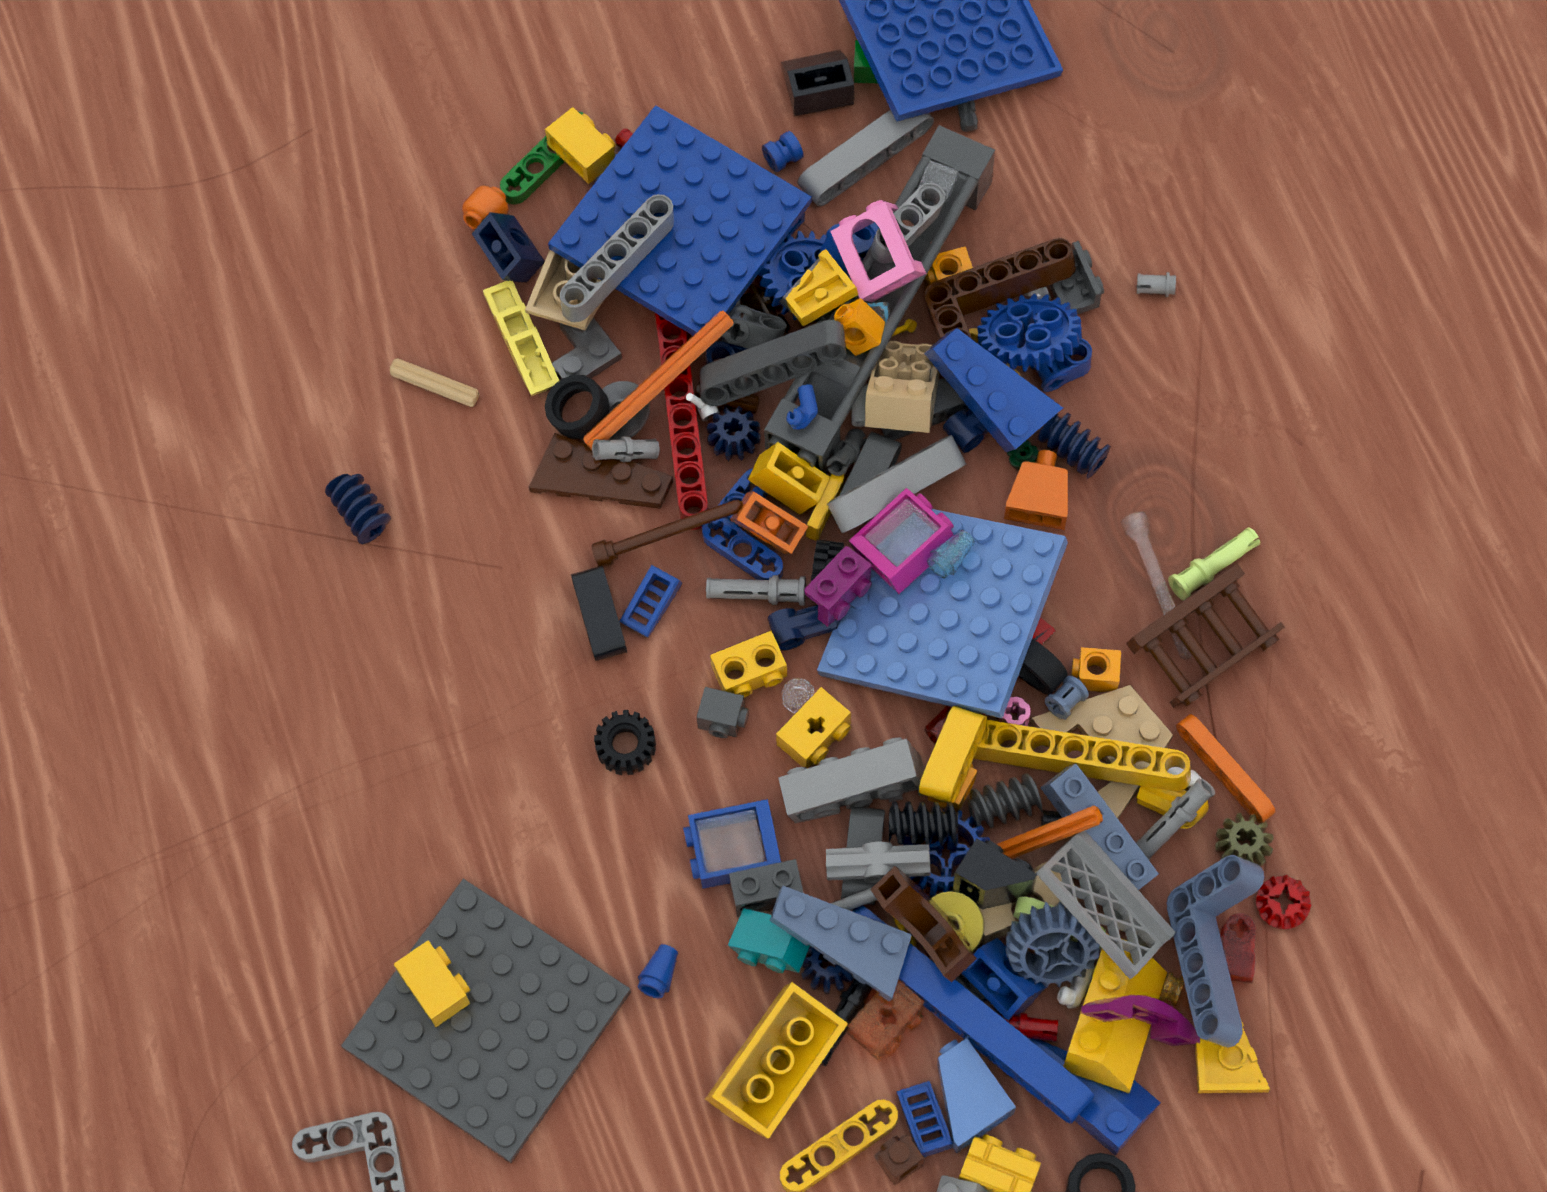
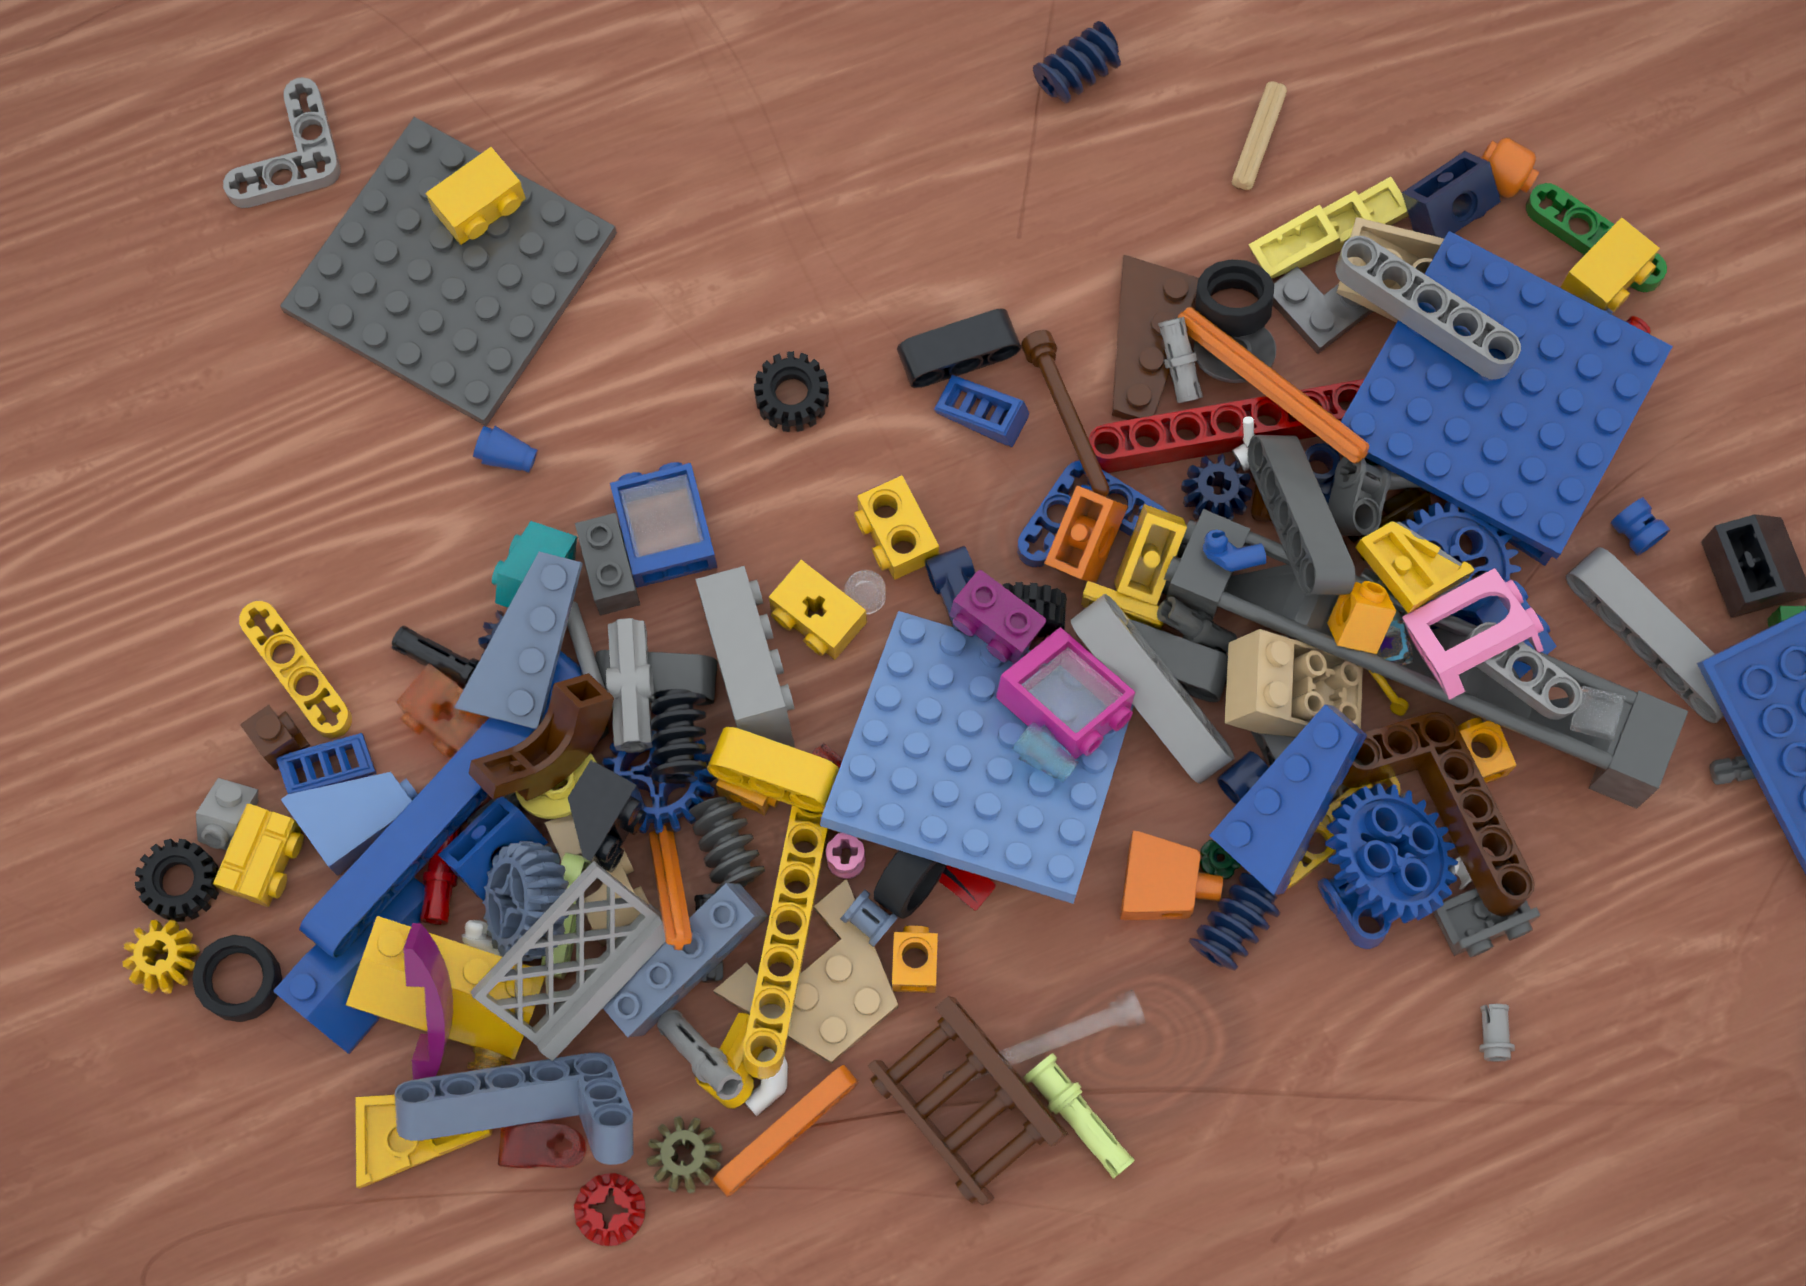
camera: 85 degrees right, 5 degrees up
(721, 713) = (832, 499): dark grey brick -> none
(773, 590) = (1003, 549): light grey pin -> none
(776, 1061) = (389, 586): yellow slope -> none

